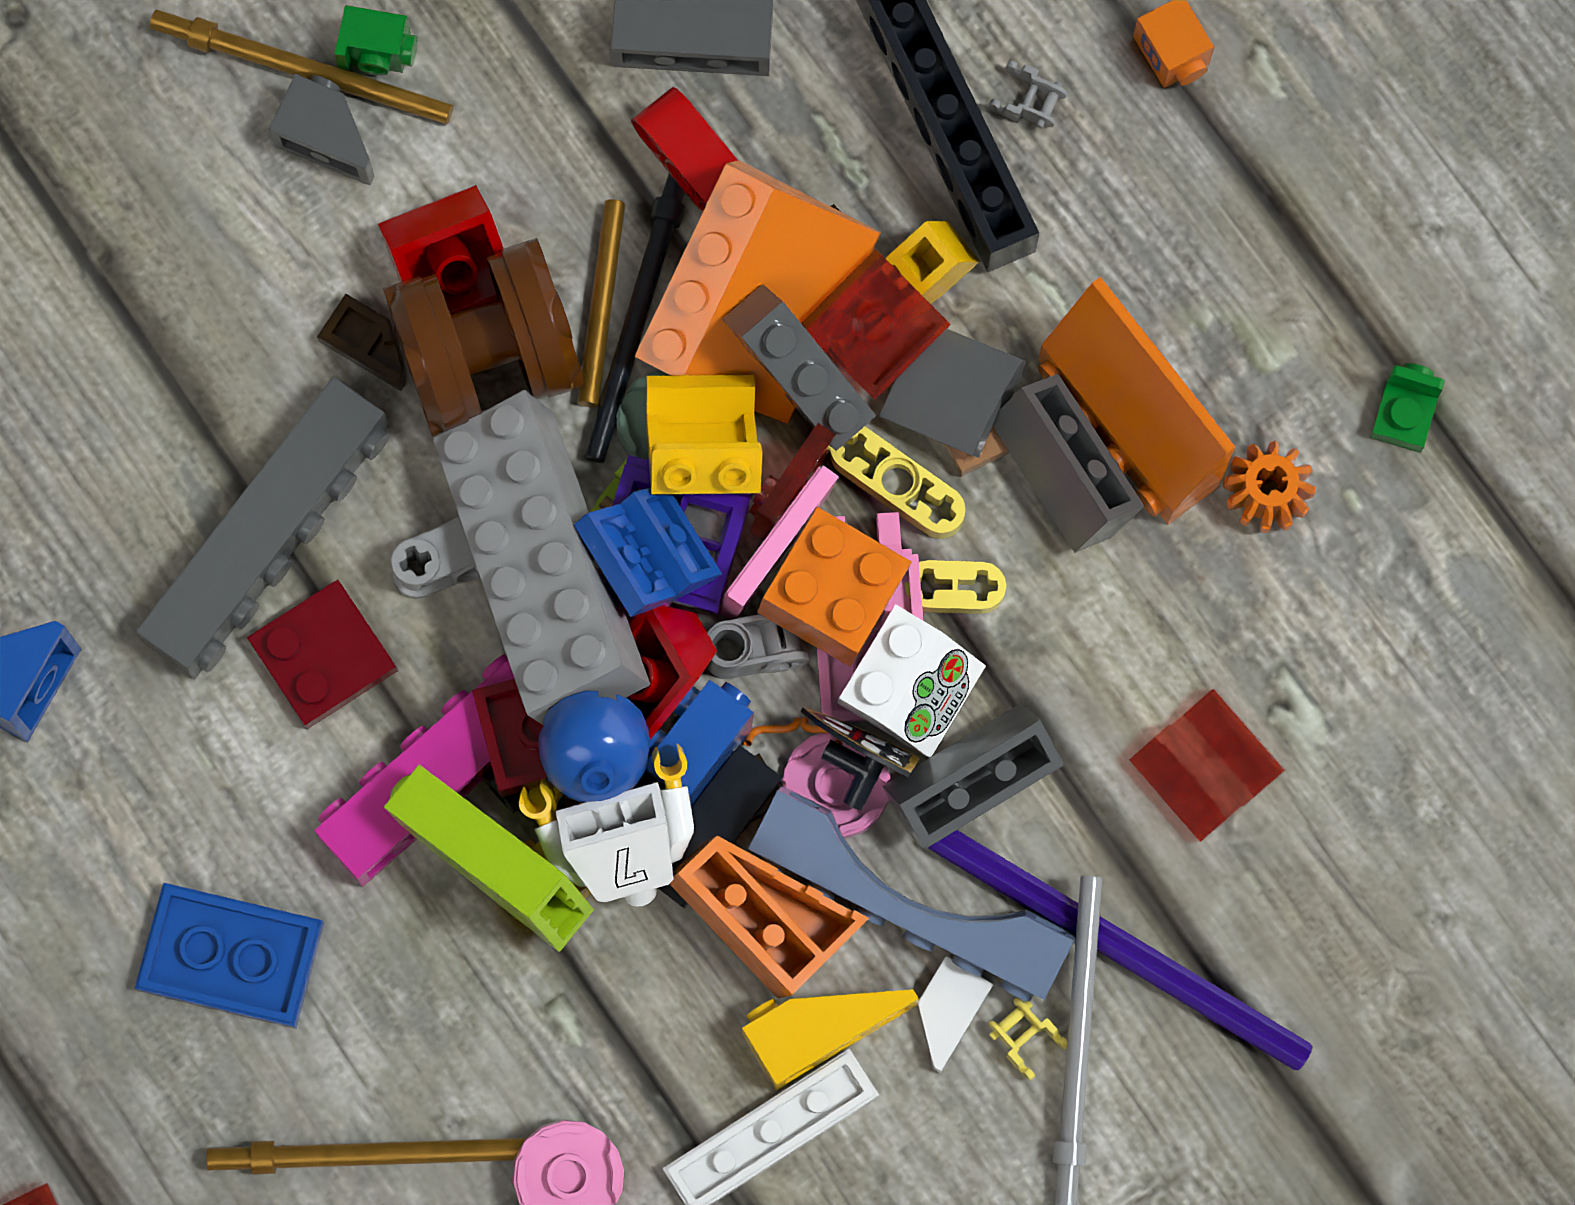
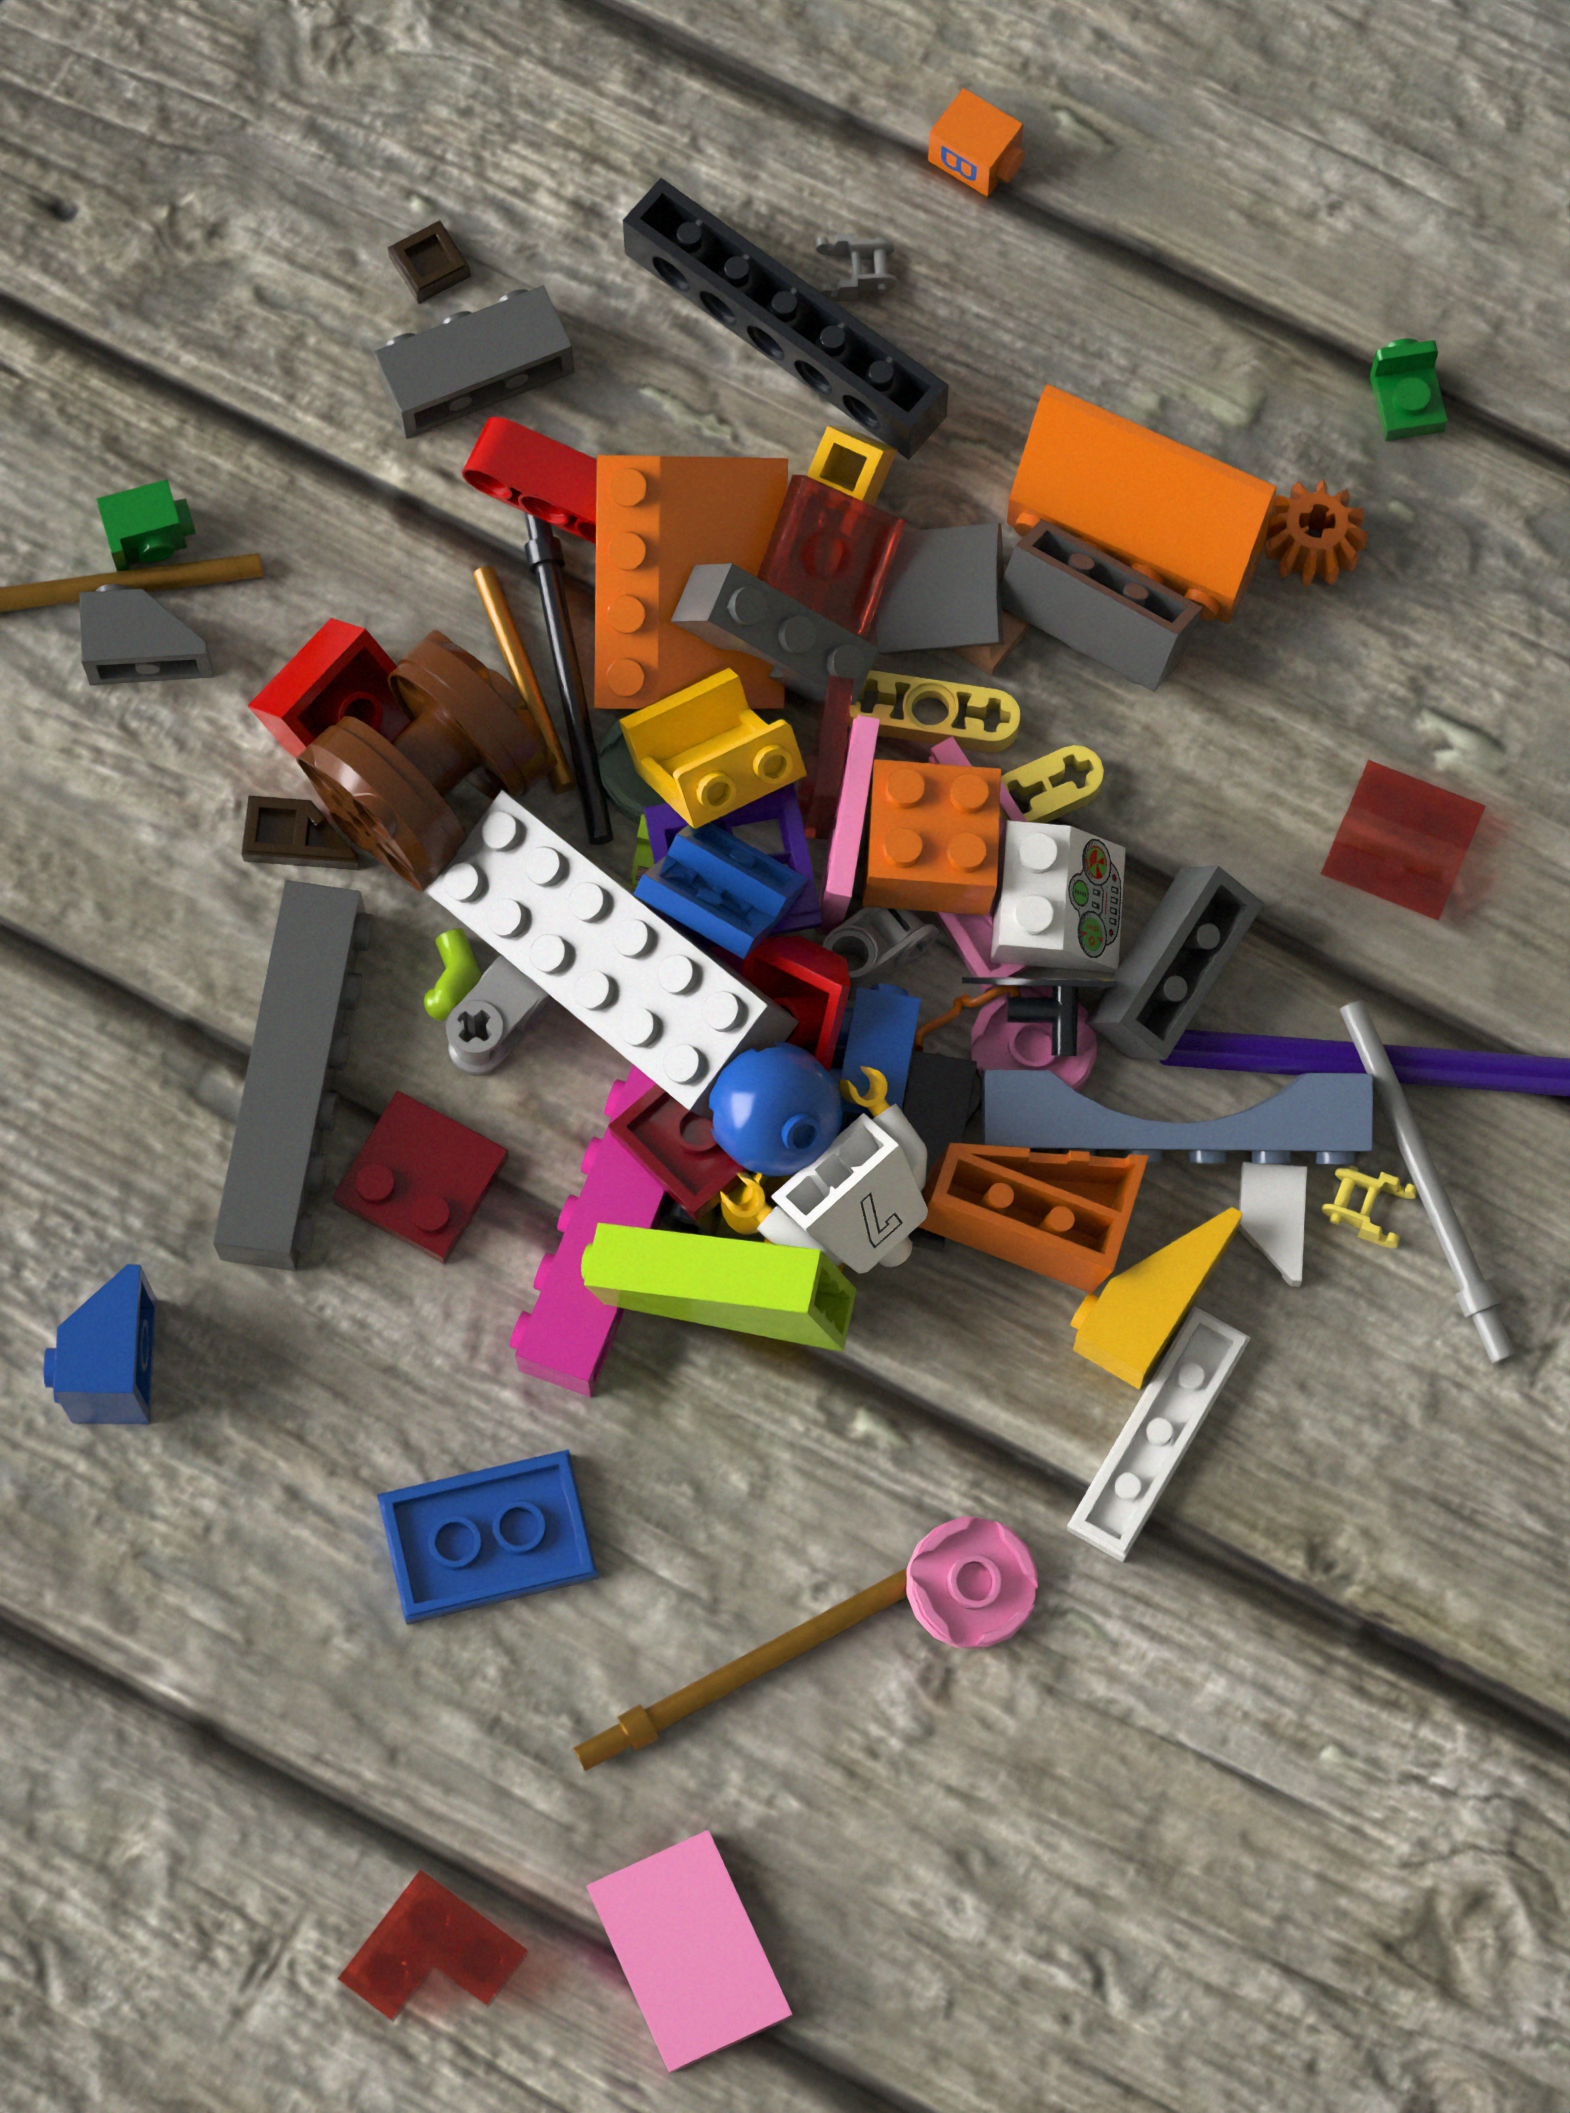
camera: 25 degrees left, 5 degrees down
(429, 514) = (458, 978): none -> lime arm

